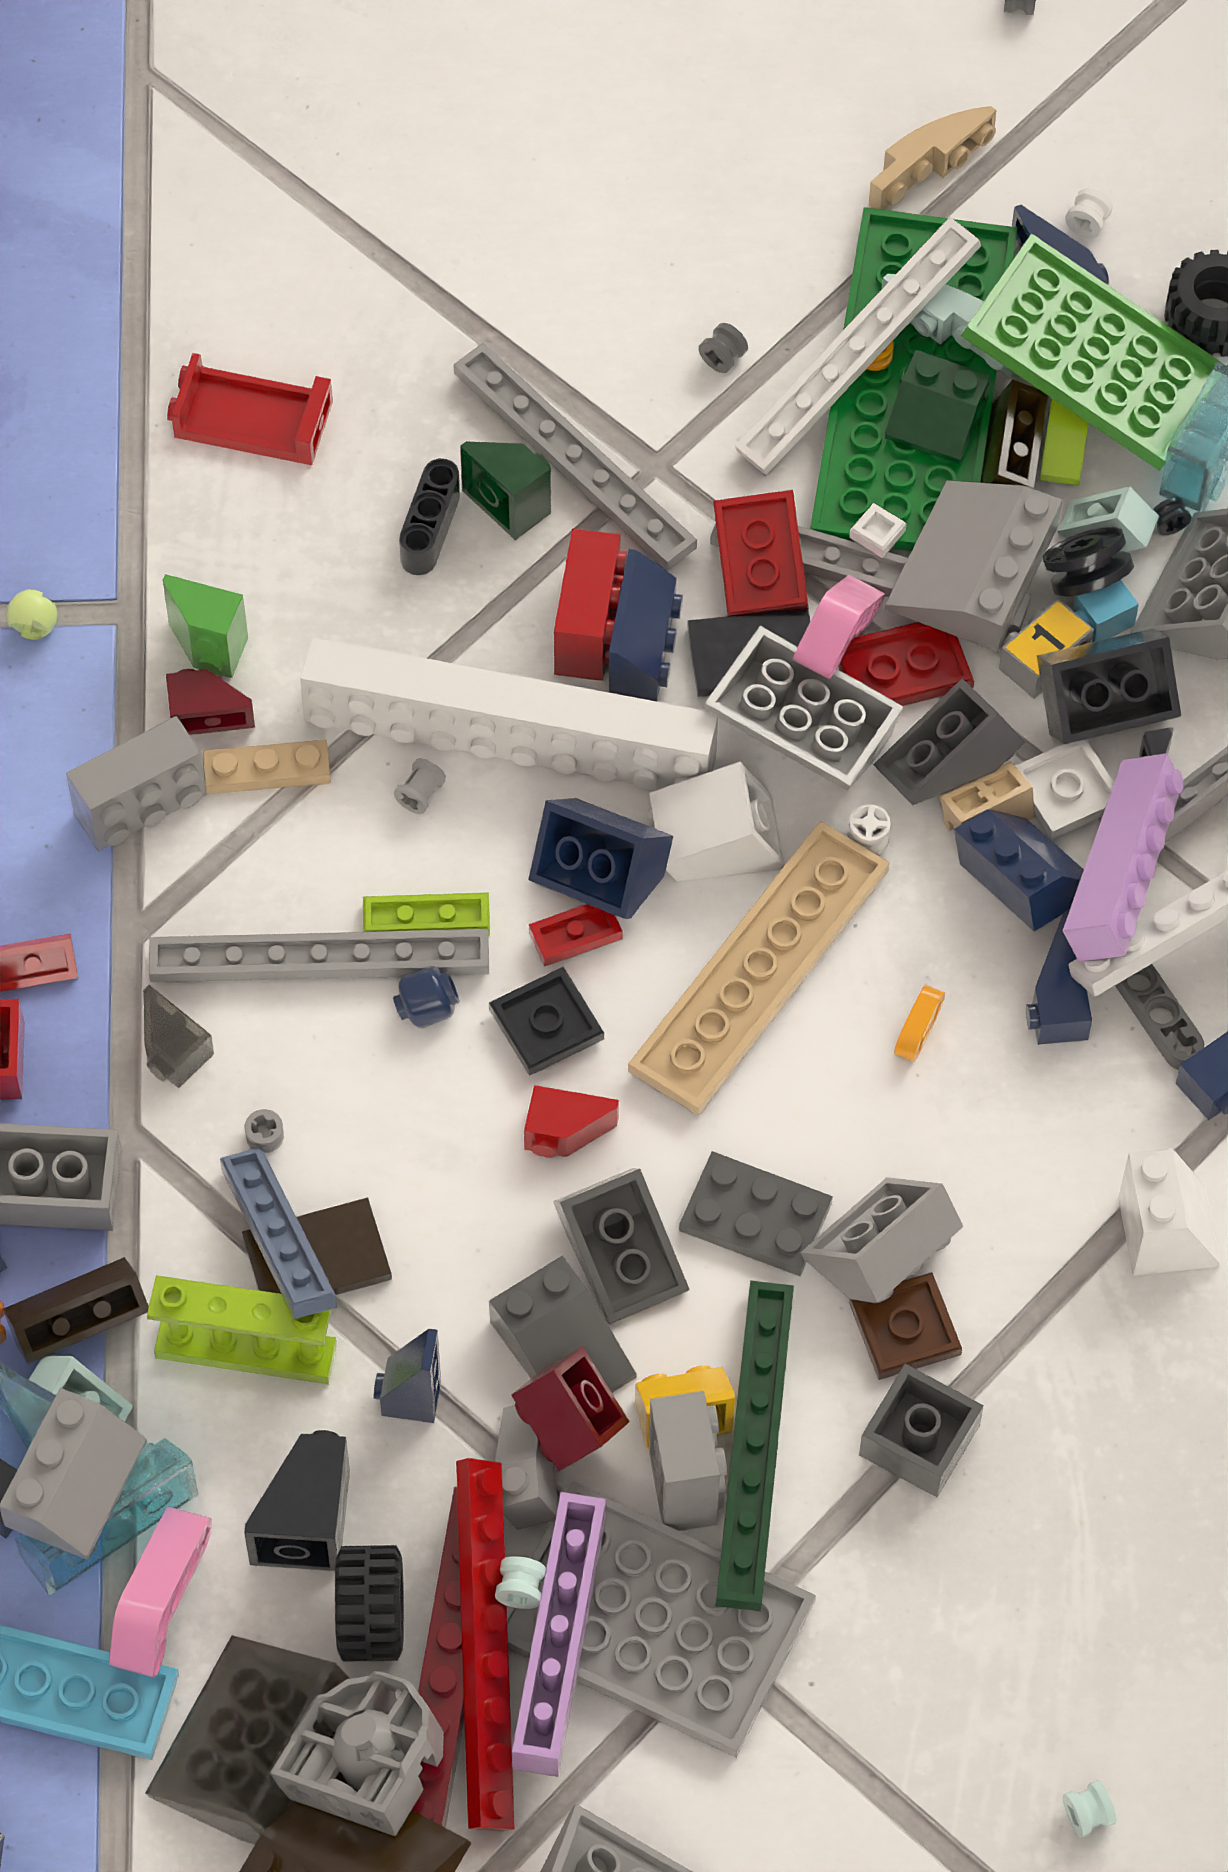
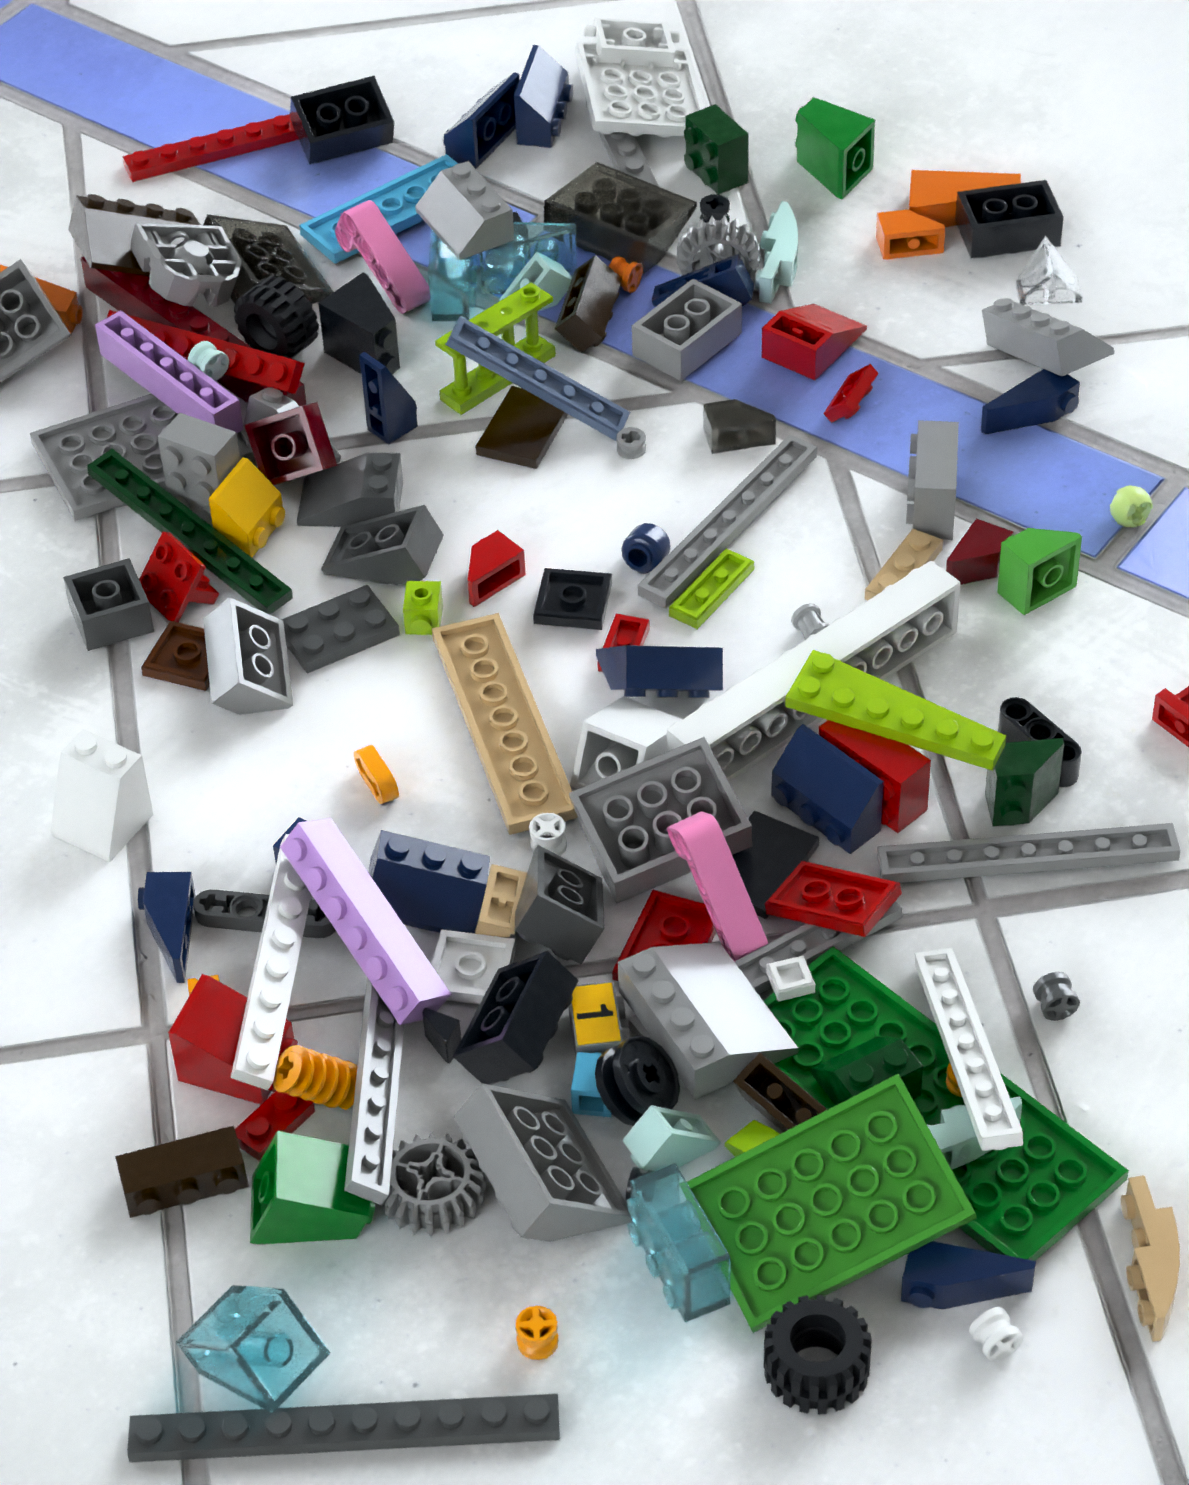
camera: 130 degrees right, 15 degrees down
(548, 611) = (875, 706): none -> lime wing
(674, 1141) = (422, 607): none -> lime brick
(830, 1402) = (175, 578): none -> red bracket

